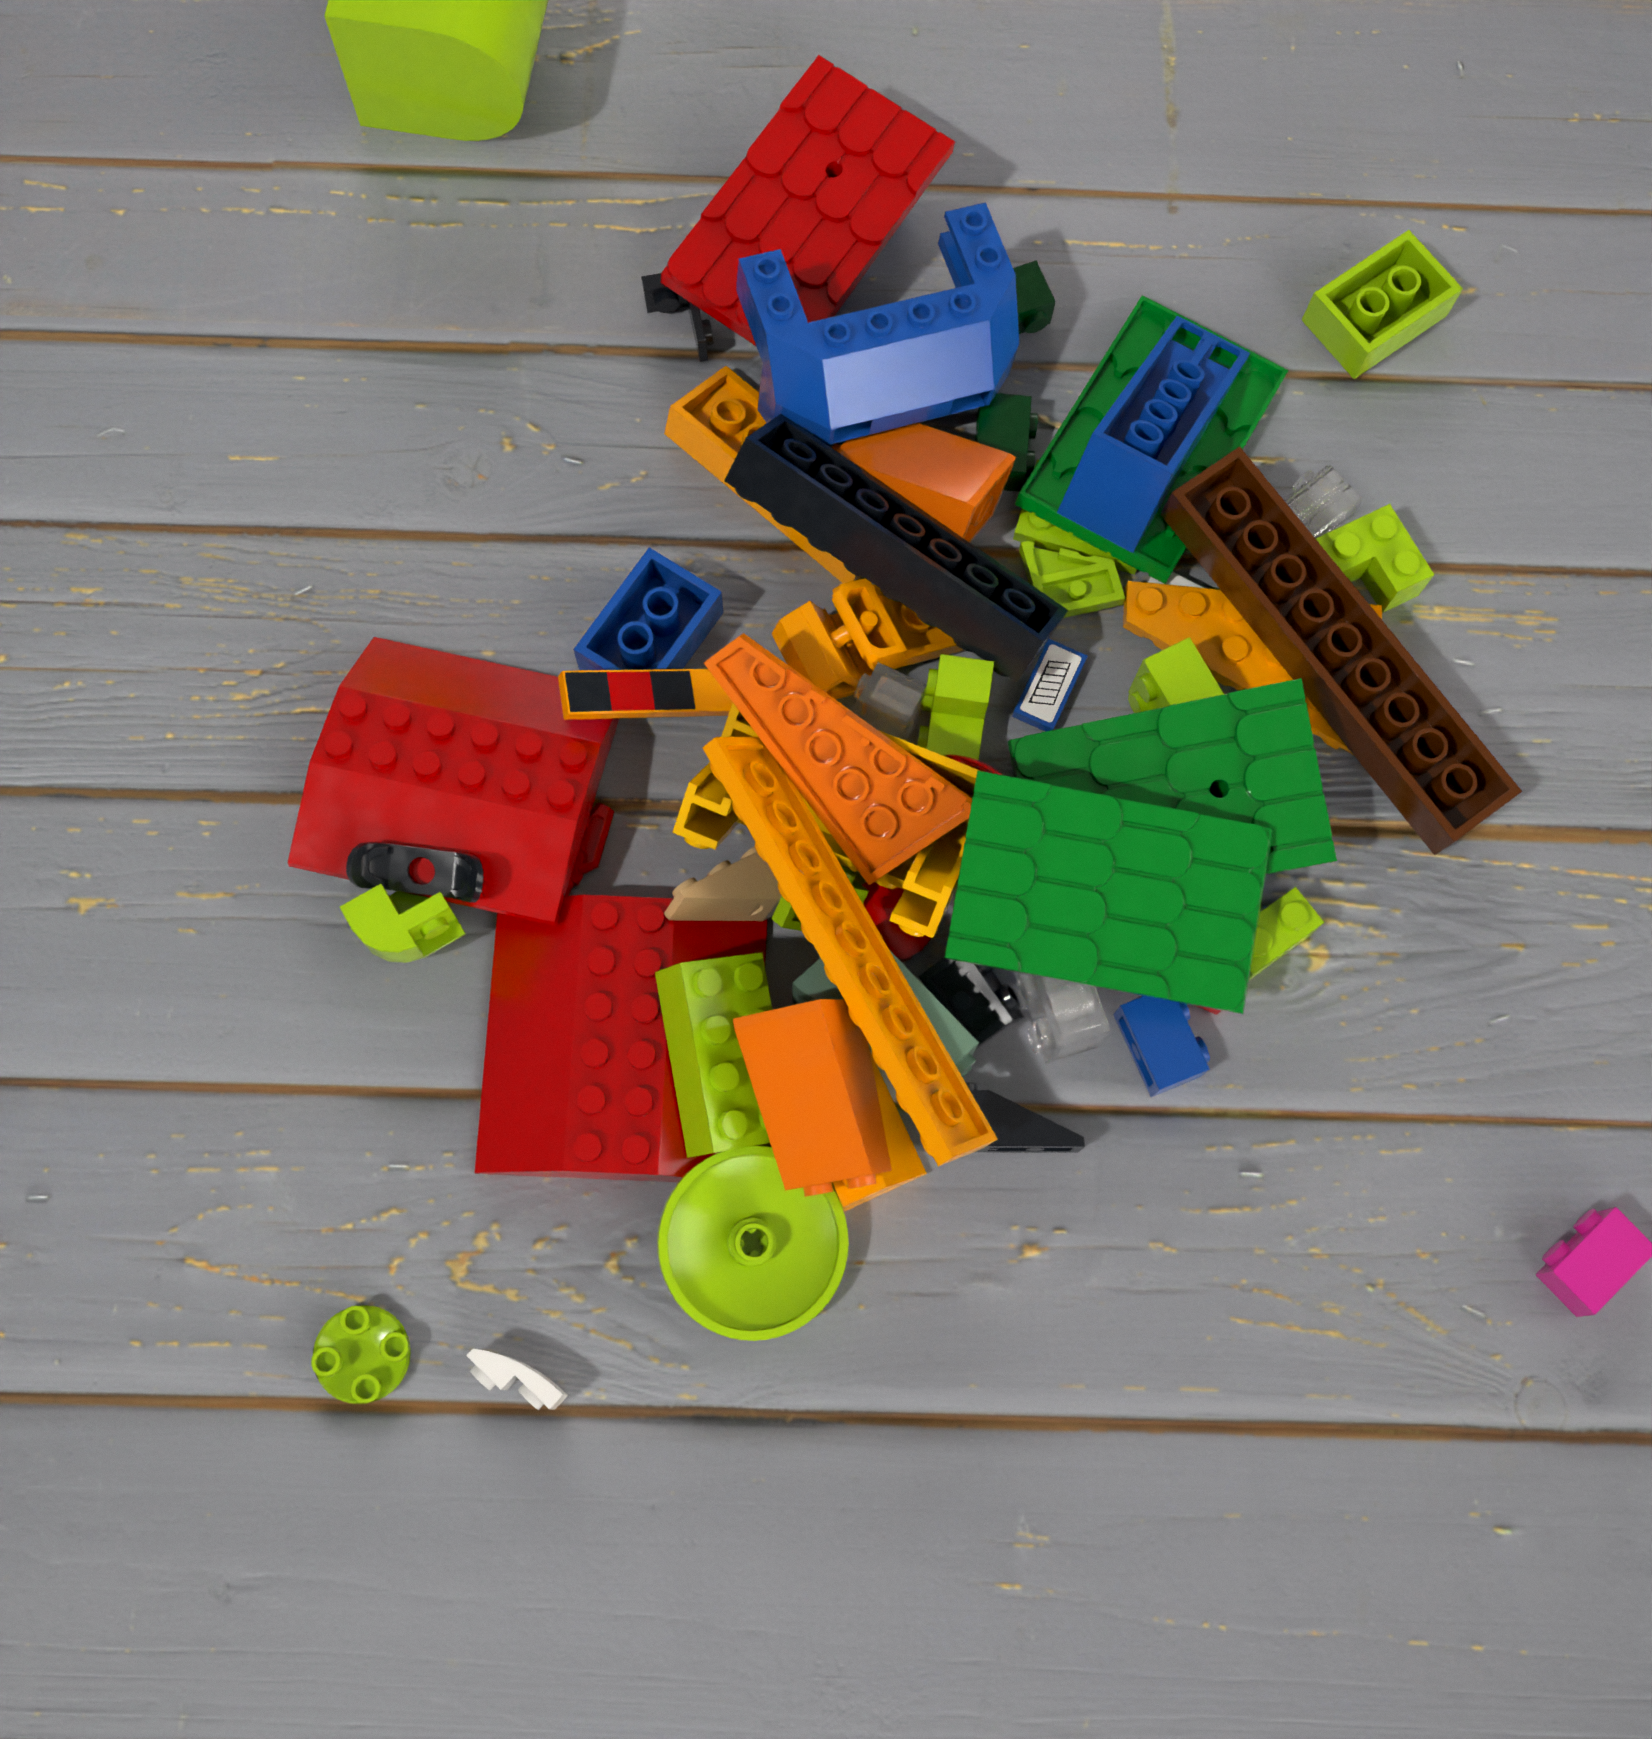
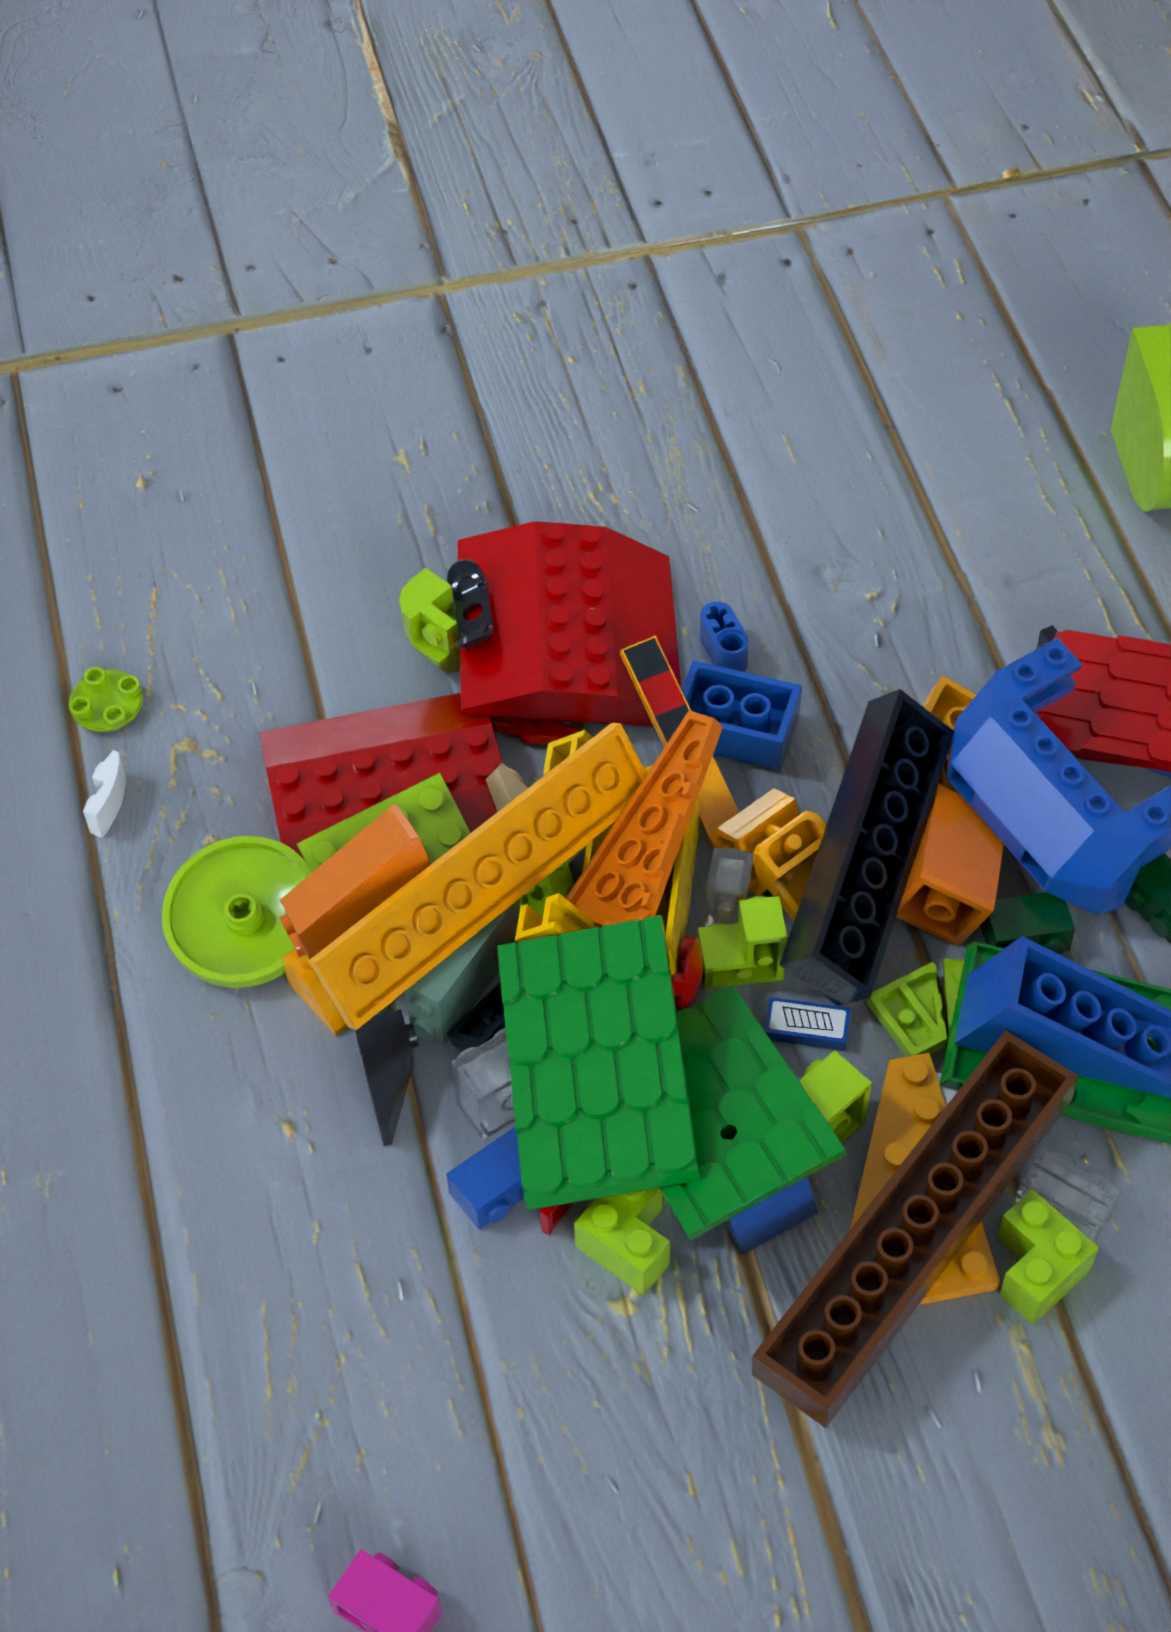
camera: 80 degrees right, 20 degrees down
(529, 597) = (723, 636): none -> blue beam

